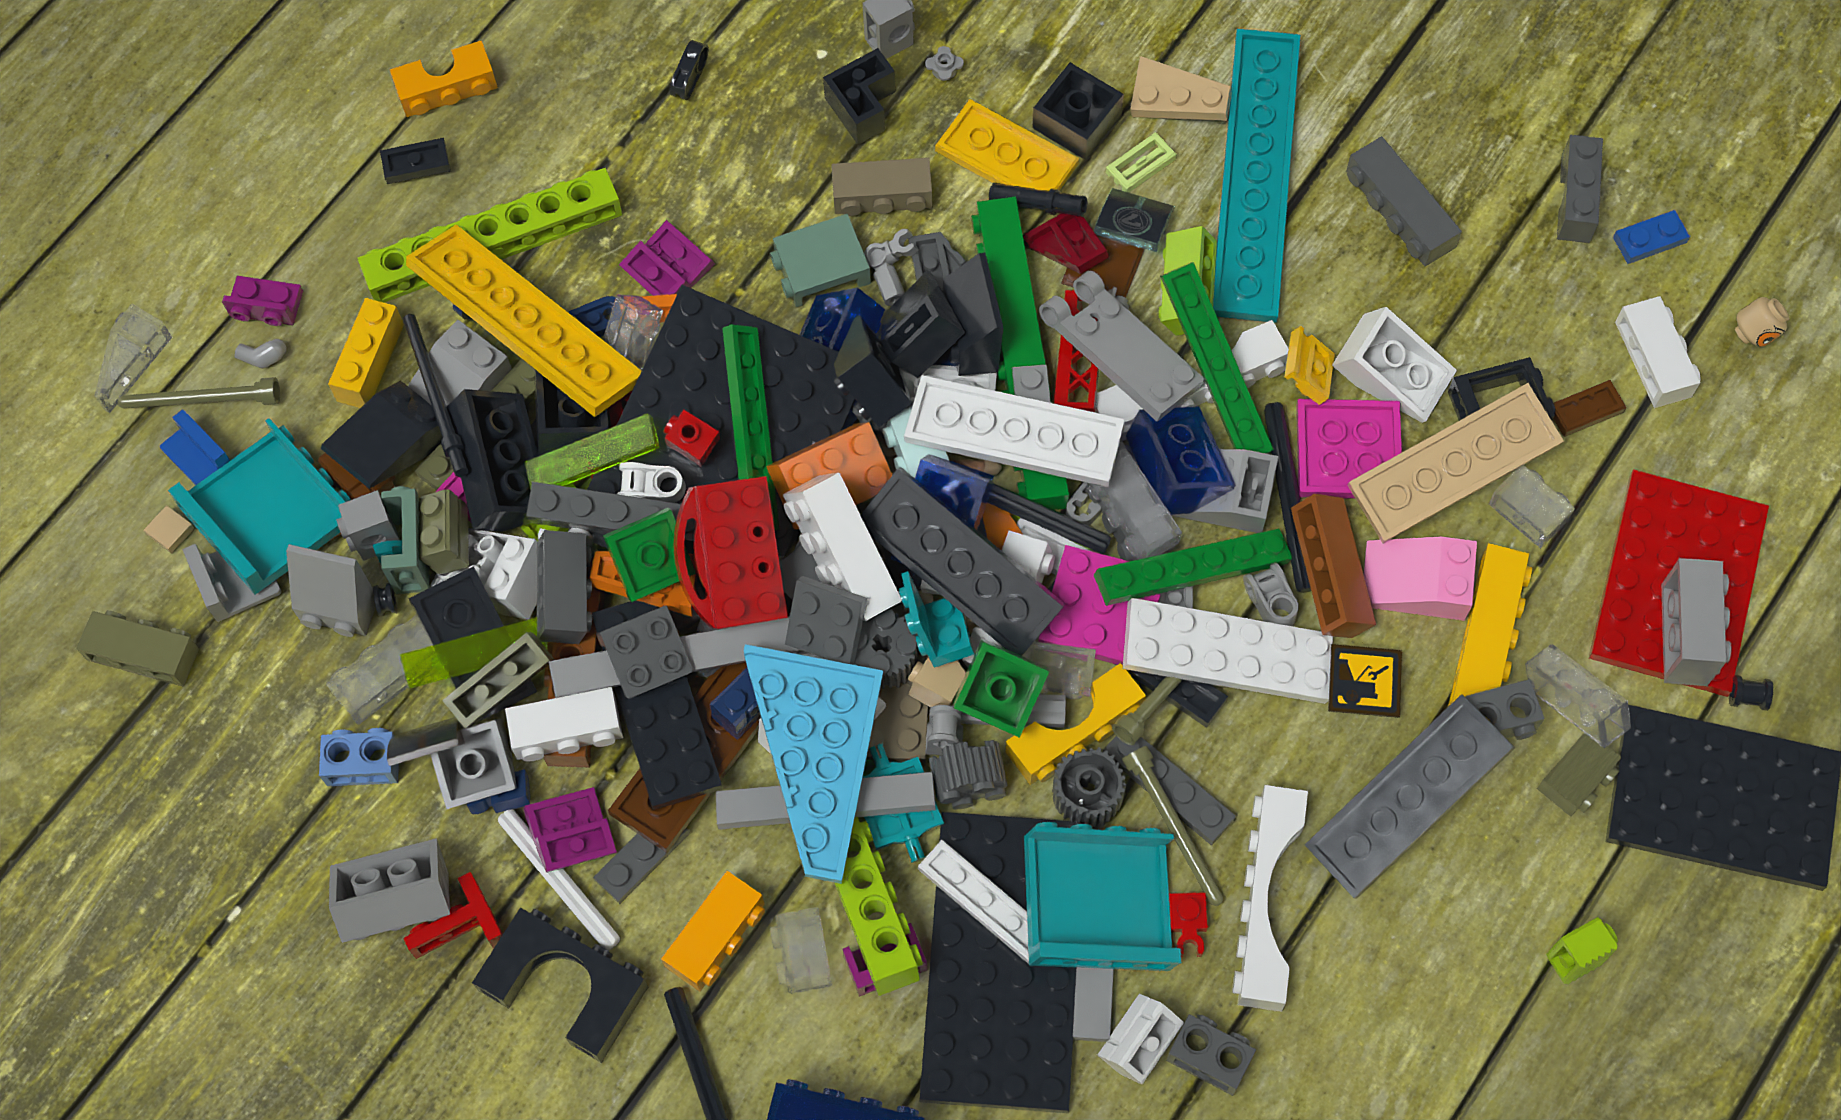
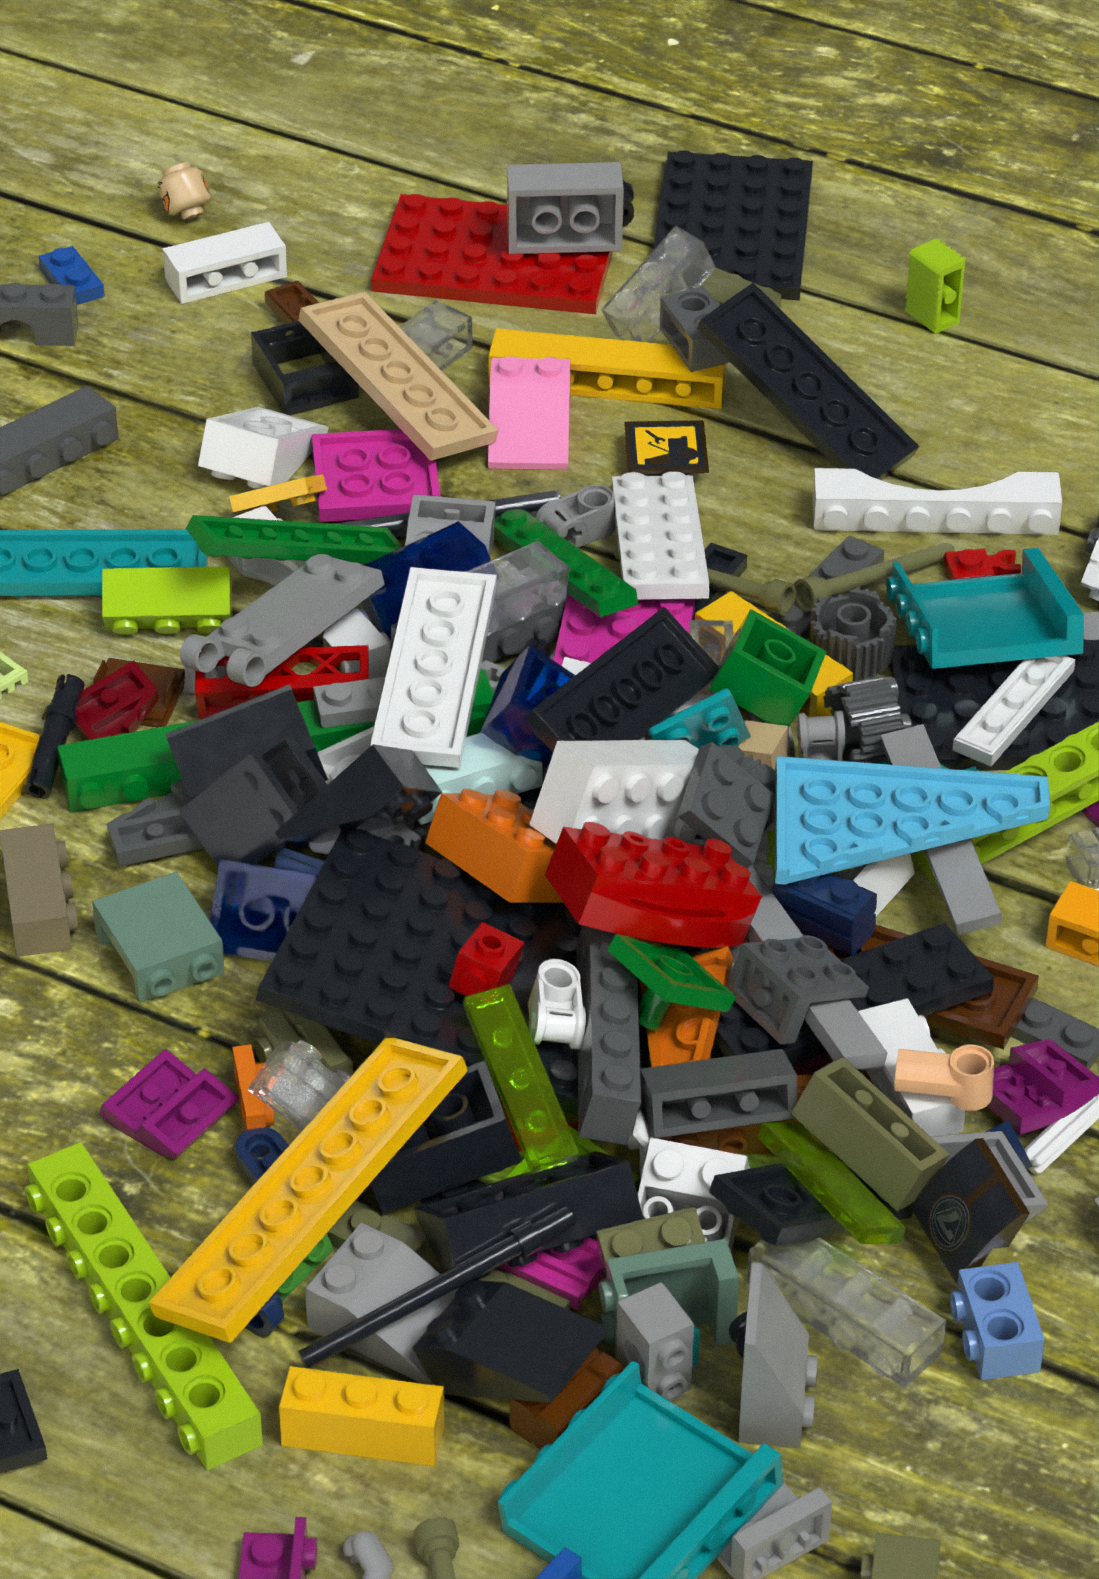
camera: 100 degrees left, 25 degrees down
(519, 725) = (962, 1075): none -> light nougat piece
(749, 407) = (442, 914): green plate -> none
(881, 259) = (141, 868): light grey bar -> none
(1133, 219) = (75, 649): black slope -> none
(1333, 566) = (535, 468): dark orange brick -> none

